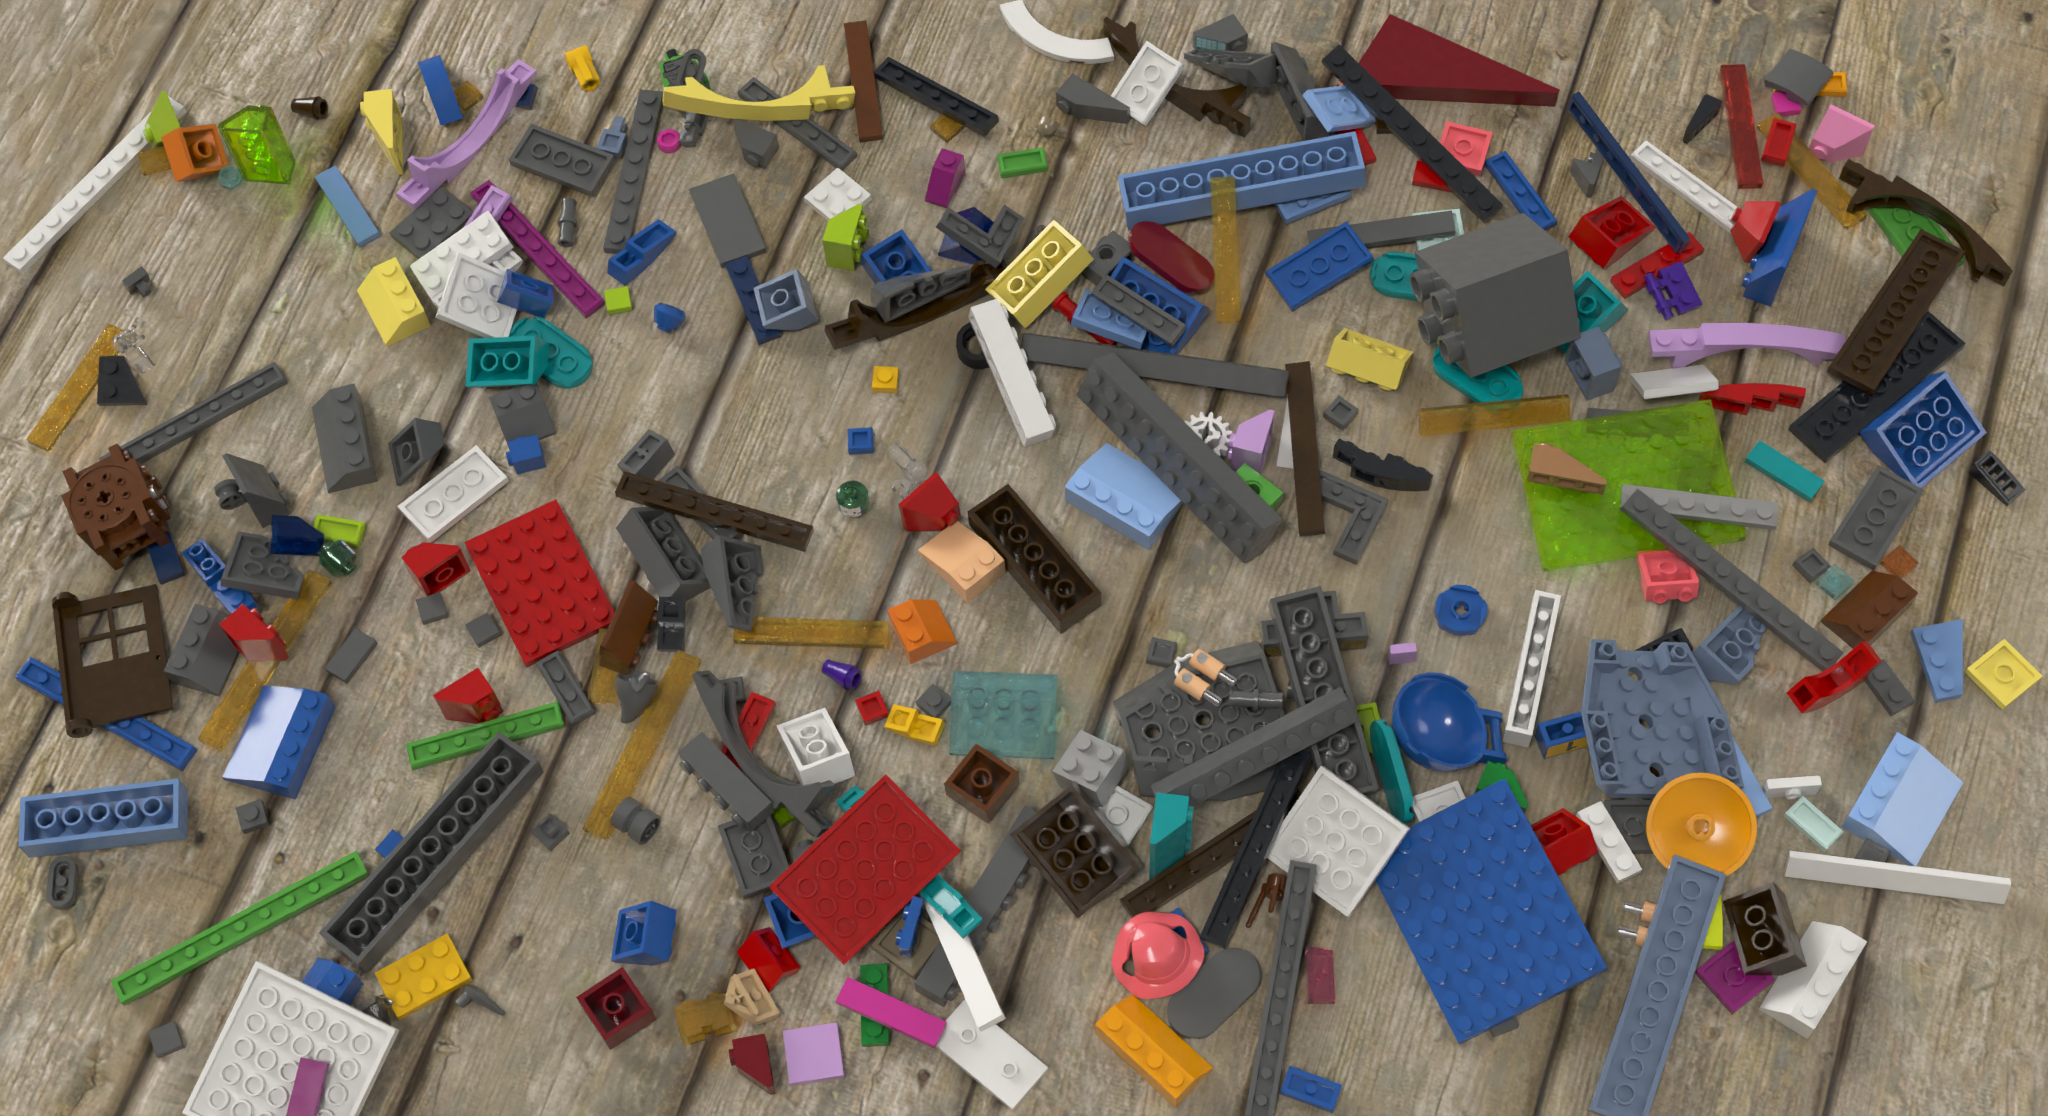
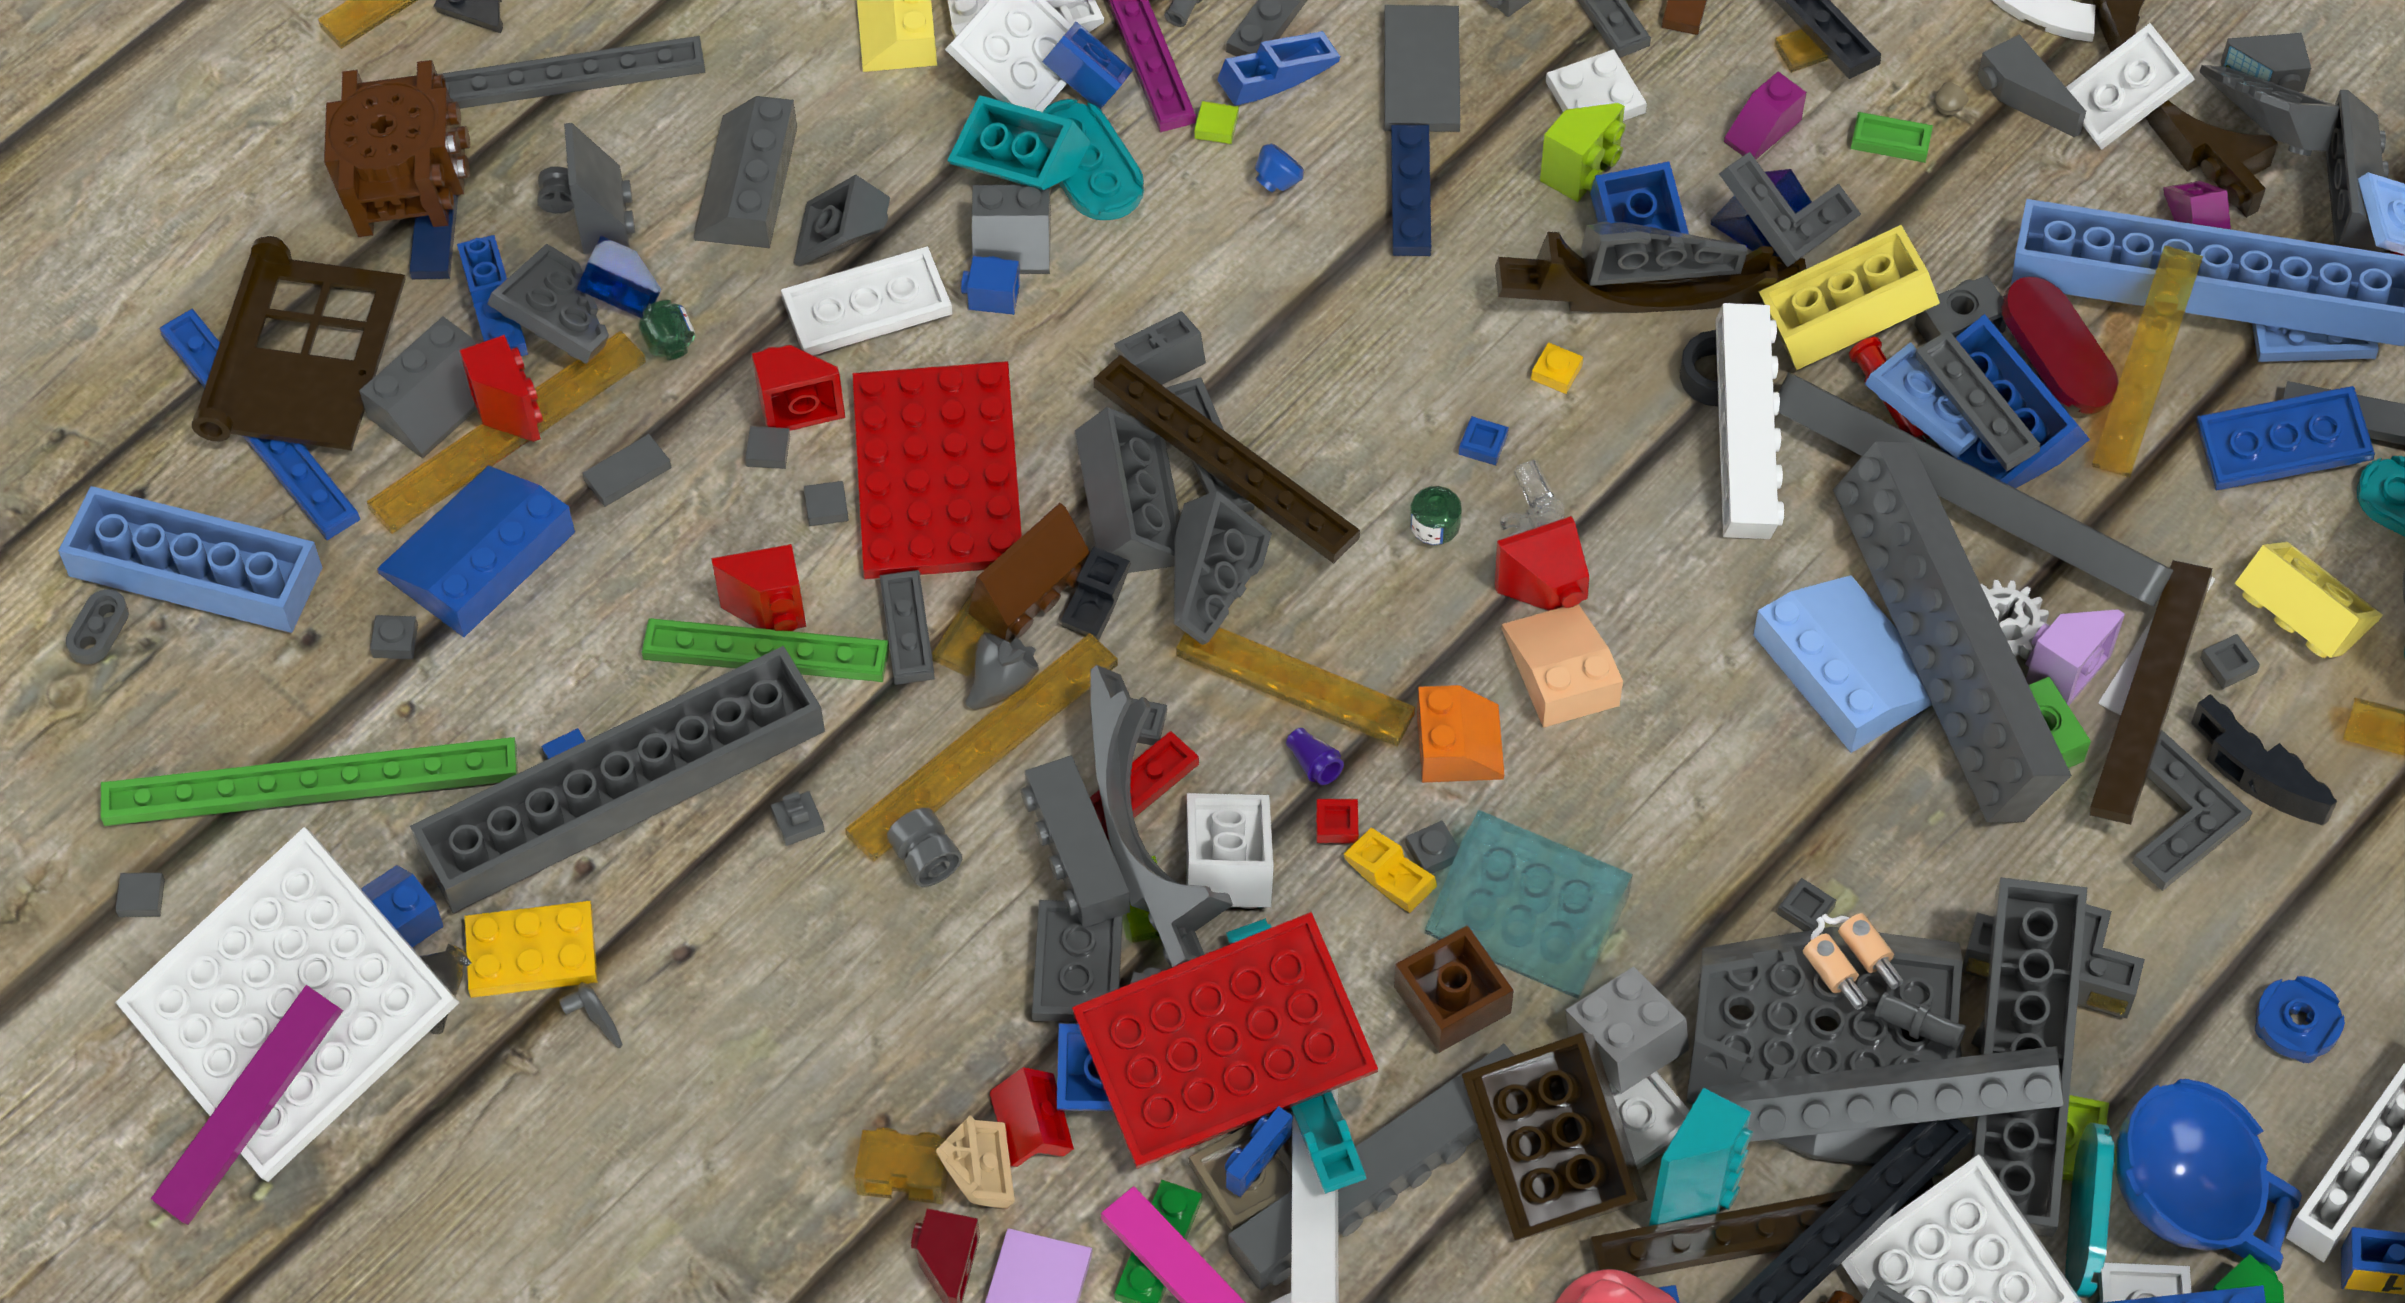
camera: 20 degrees right, 5 degrees down
(340, 529) = (696, 297): lime tile -> none
(616, 1008) = (780, 1098): dark red brick -> none
(644, 934) = (868, 1012): blue slope -> none
(786, 302) = (1457, 208): sand blue slope -> none
(1035, 558) = (1671, 699): dark brown brick -> none
(1216, 141) = (2199, 204): none -> magenta slope
(1402, 653) = (2179, 1046): lavender tile -> none

